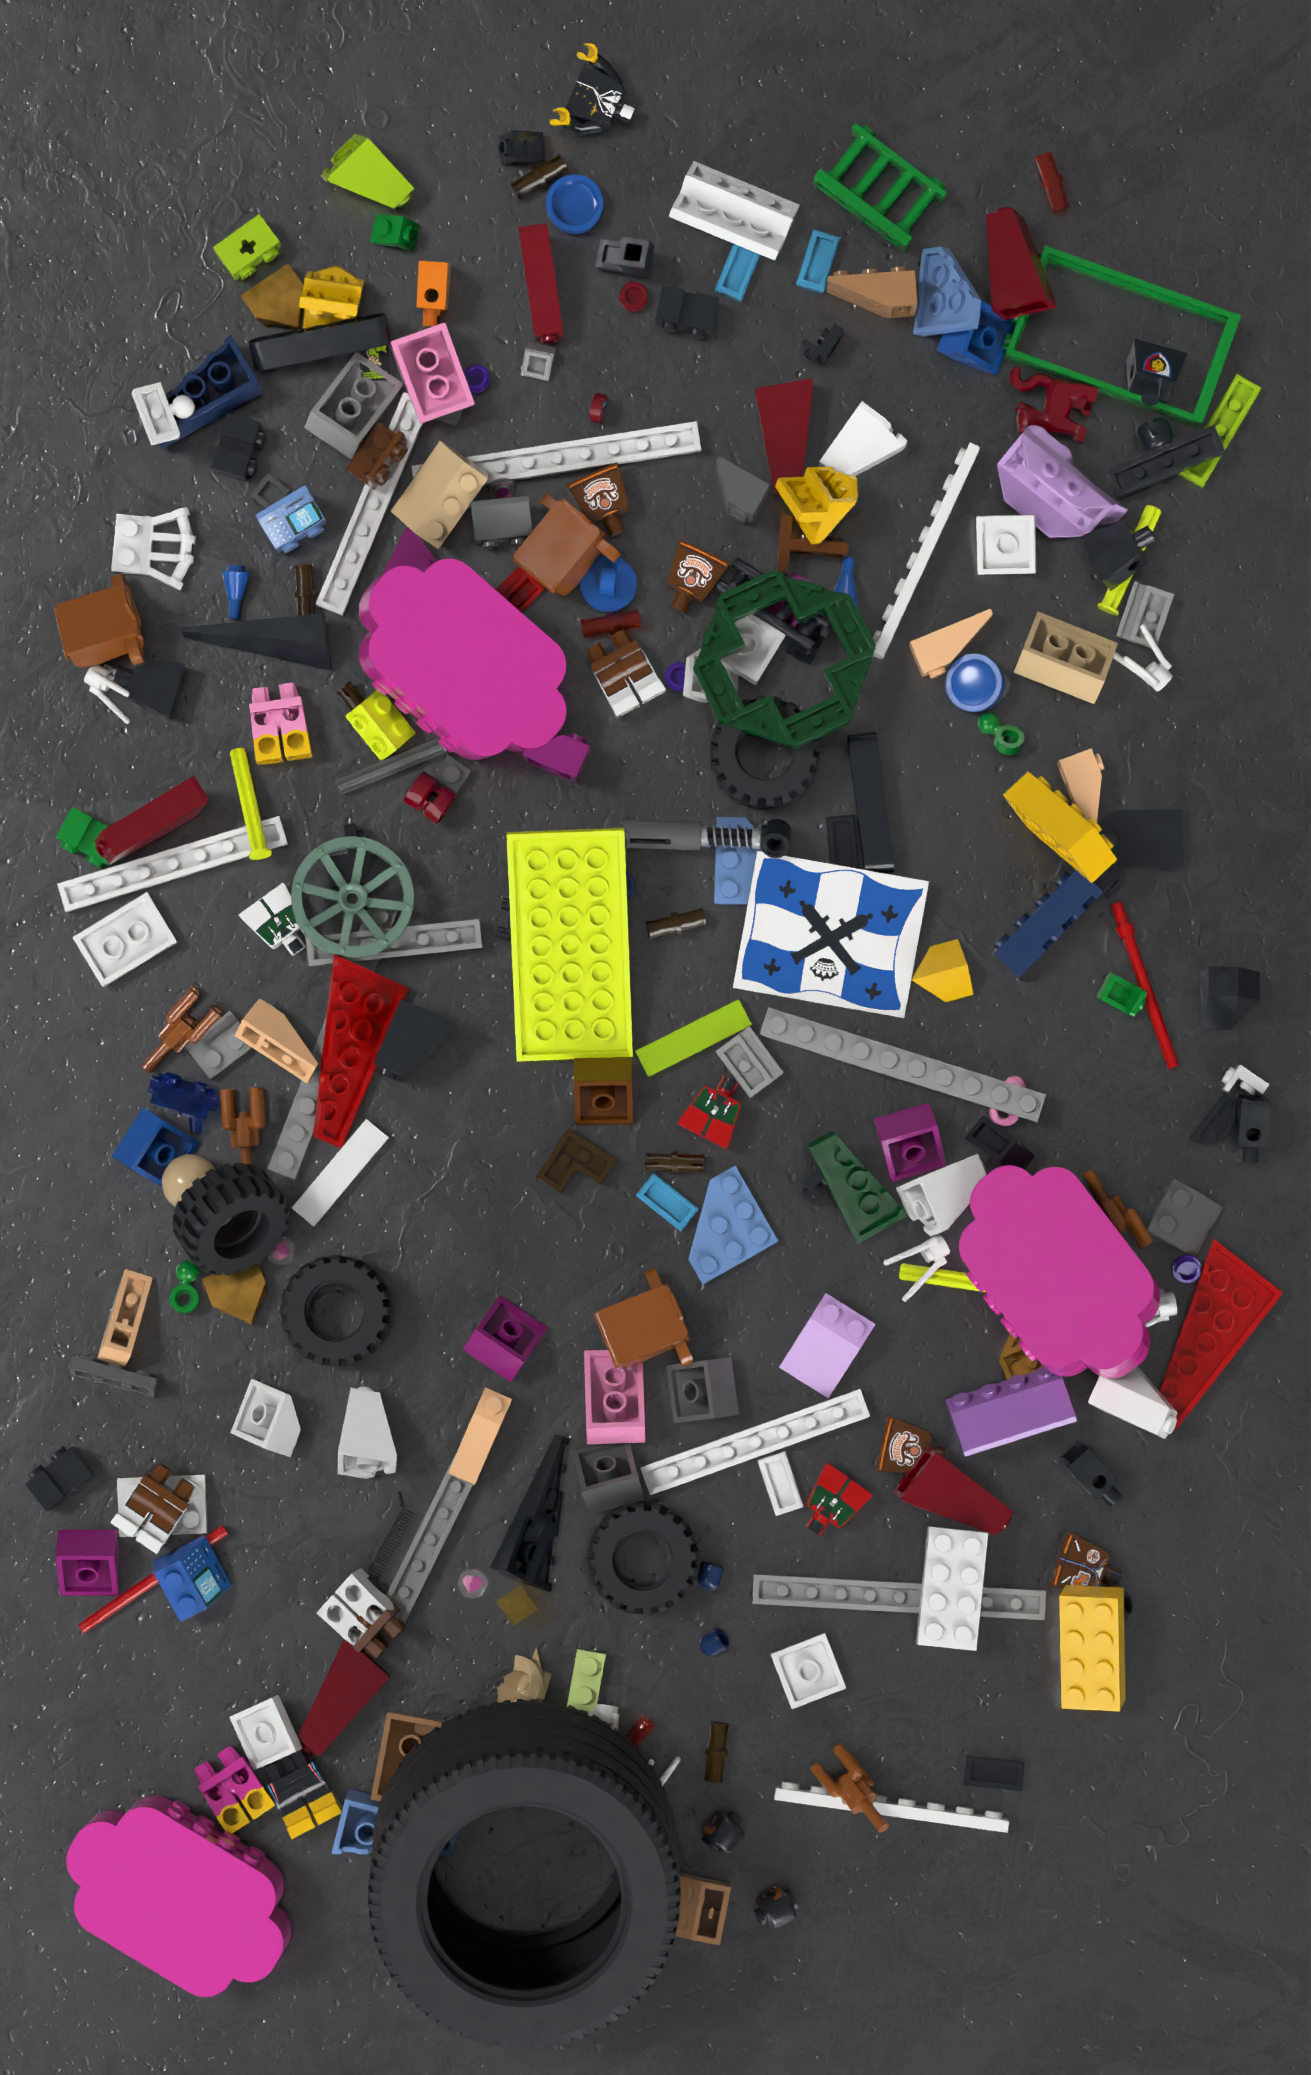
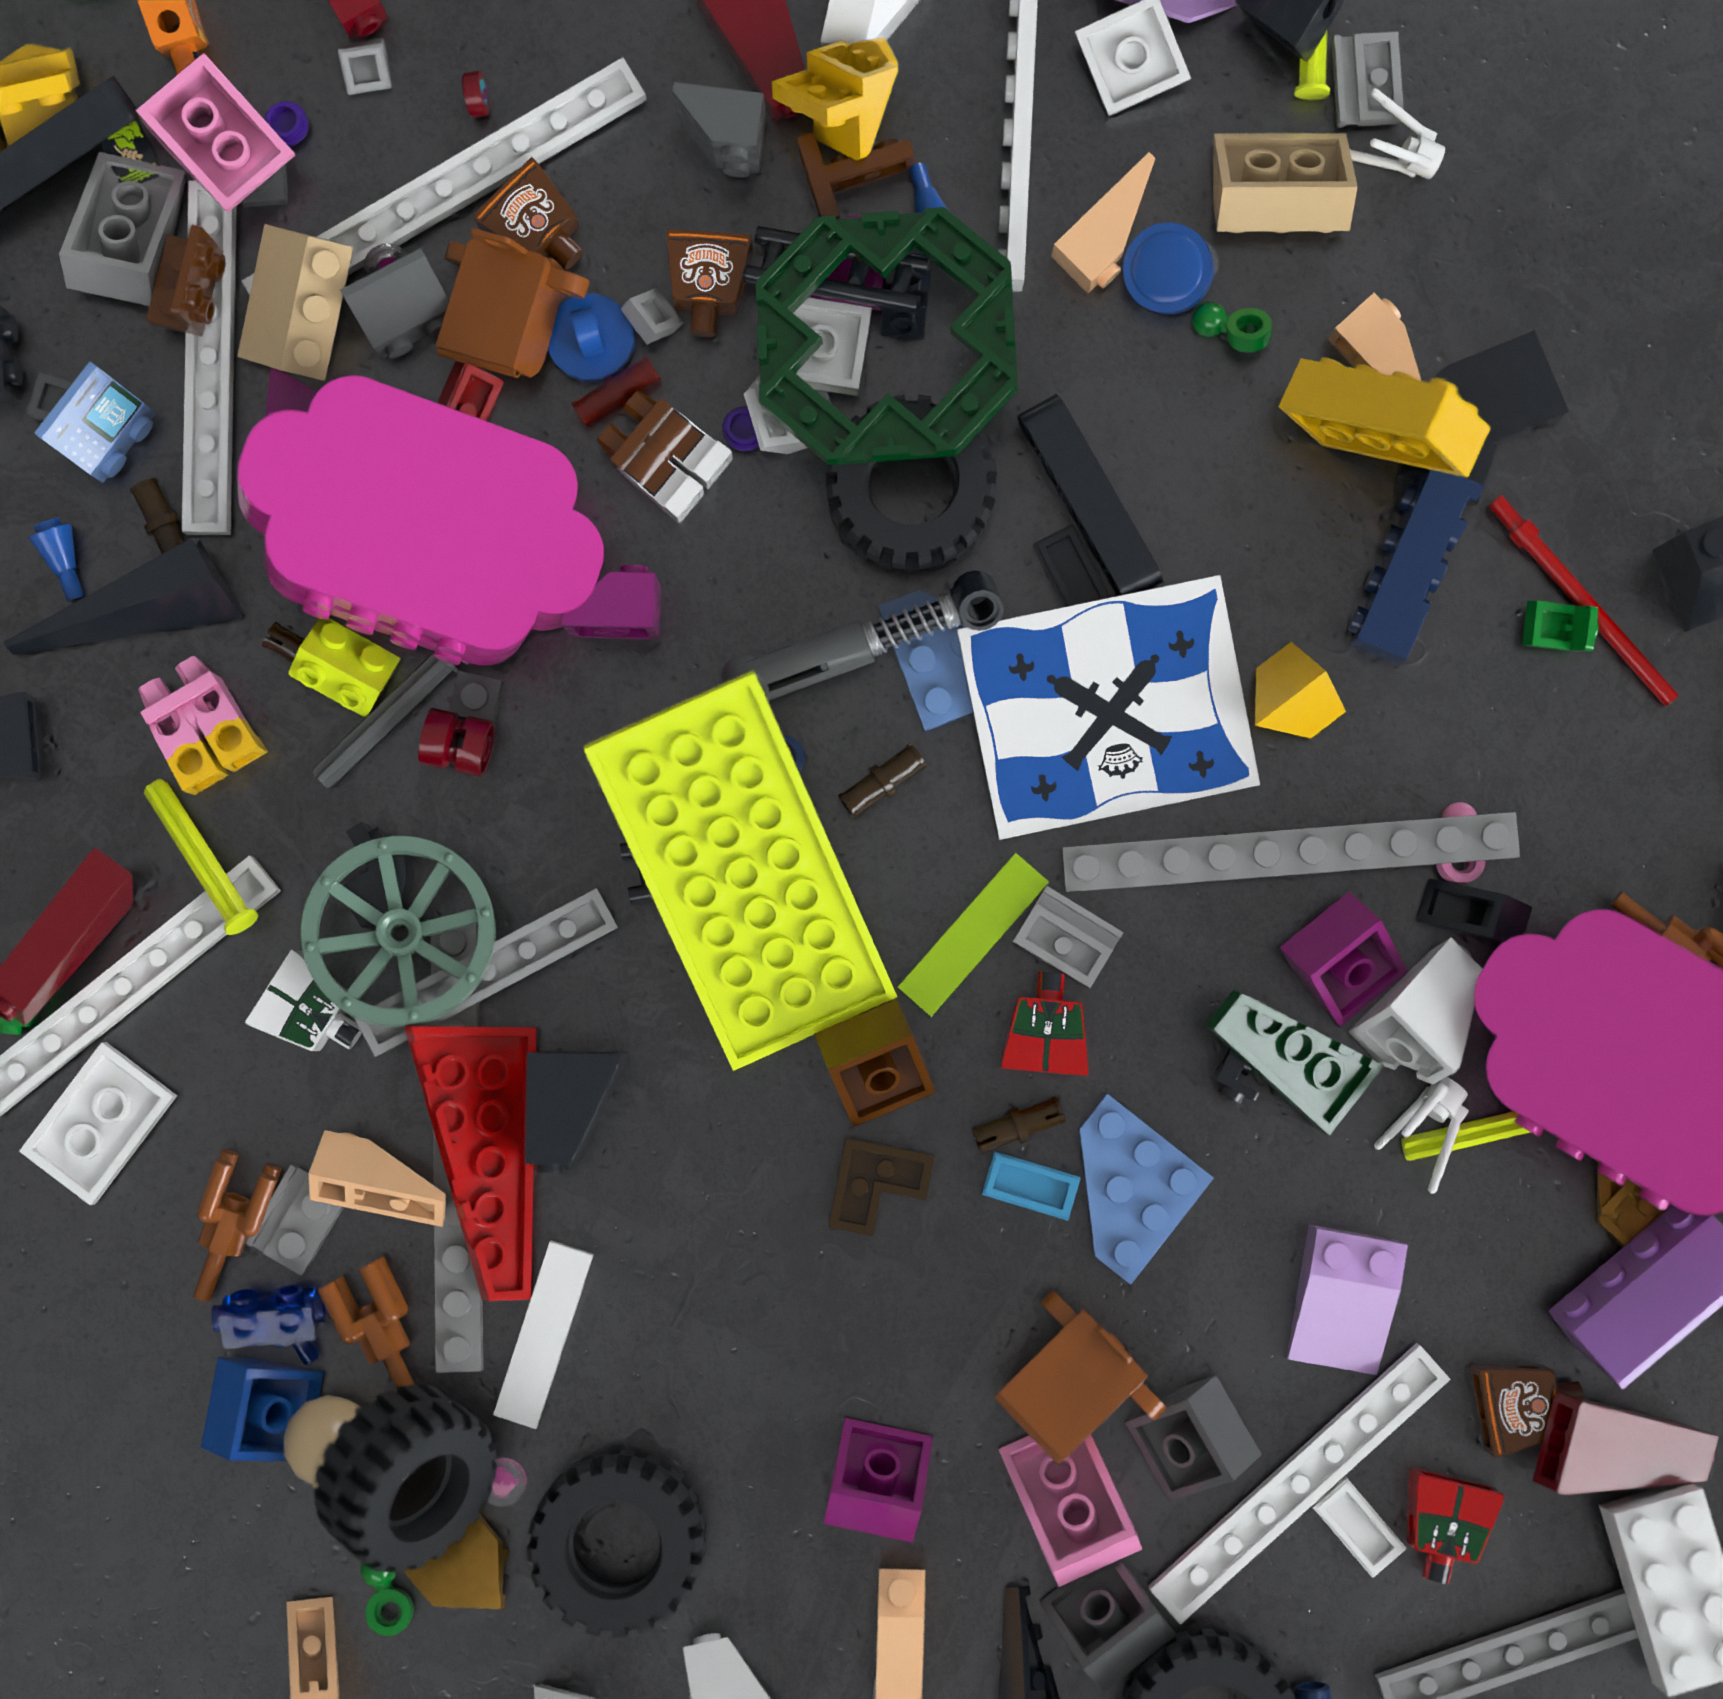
camera: 25 degrees left, 0 degrees up
(650, 586) = (651, 315): none -> light grey plate

